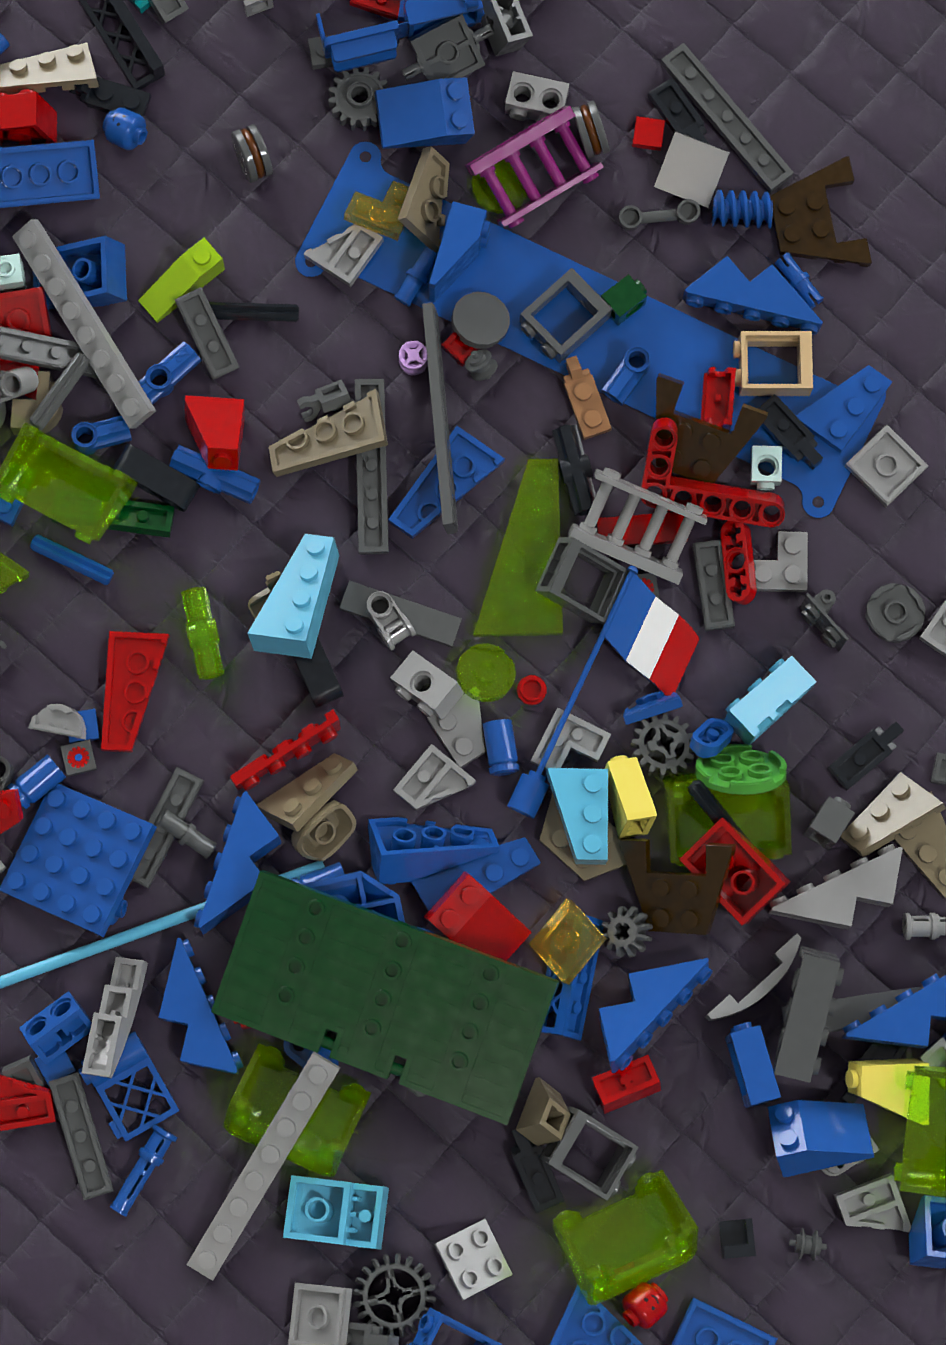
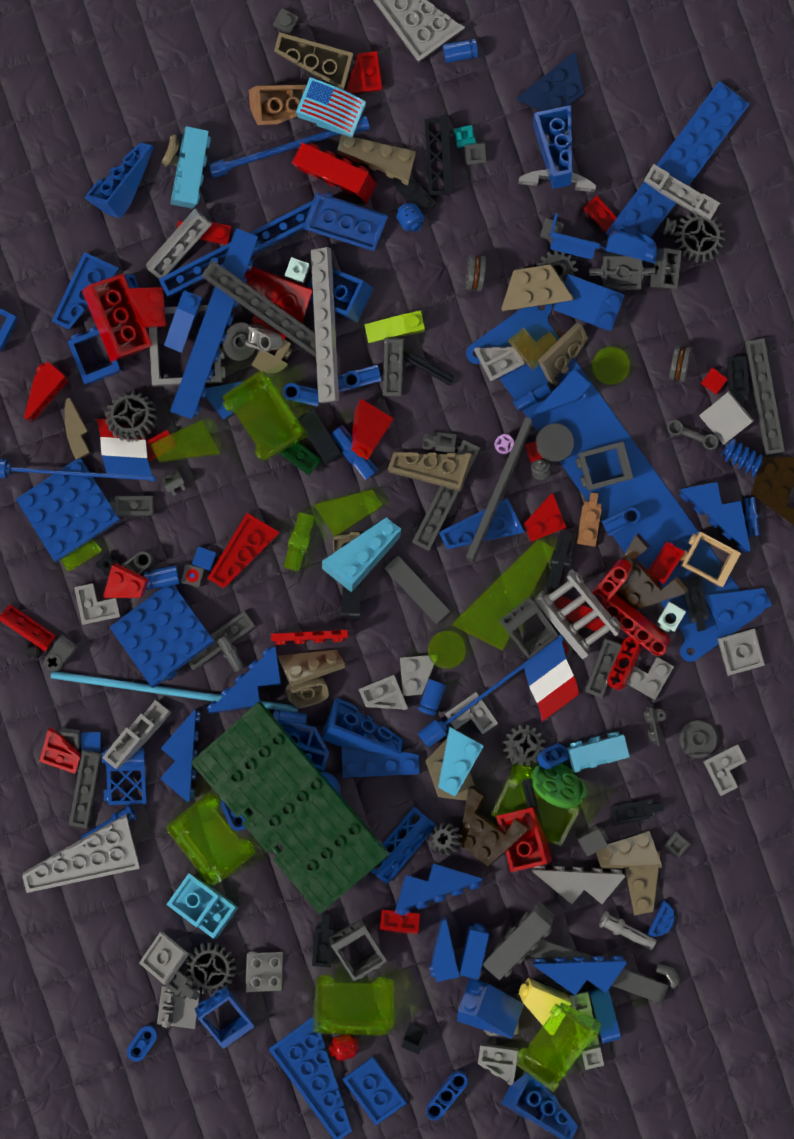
camera: 30 degrees right, 10 degrees up
(56, 1028) = (101, 723): blue brick -> none
(59, 391) = (290, 359): dark grey axle -> none
(59, 720) = (192, 549): light grey tile -> none
(71, 559) = (247, 458): blue axle -> none
(146, 1221) = (95, 856): none -> light grey wing
(248, 557) = (347, 510): none -> clear neon green wing
(263, 1166) = (176, 861): light grey plate -> none
(343, 132) = (535, 288): none -> dark tan wing
(389, 621) = (407, 593): light grey piece -> none
(416, 673) = (402, 631): light grey brick -> none
(477, 919) = (364, 789): red slope -> none
(510, 153) = (625, 352): magenta fence -> none
(524, 430) = (544, 520): none -> red wing
(531, 690) = (467, 673): red plate -> none
(539, 91) = (662, 322): light grey brick -> none
(543, 1115) = (344, 916): dark tan slope -> none
(567, 941) = (409, 827): clear yellow plate -> none
(625, 298) = (645, 474): dark green brick -> none
(629, 797) = (488, 765): light yellow slope -> none
(652, 705) = (529, 719): blue tile -> none
(714, 1096) = (443, 959): none -> blue slope
(784, 958) = (526, 900): light grey slope -> none
(807, 1244) = (451, 1062): dark grey wheel -> none
(837, 1282) = (448, 1085): none -> blue beam

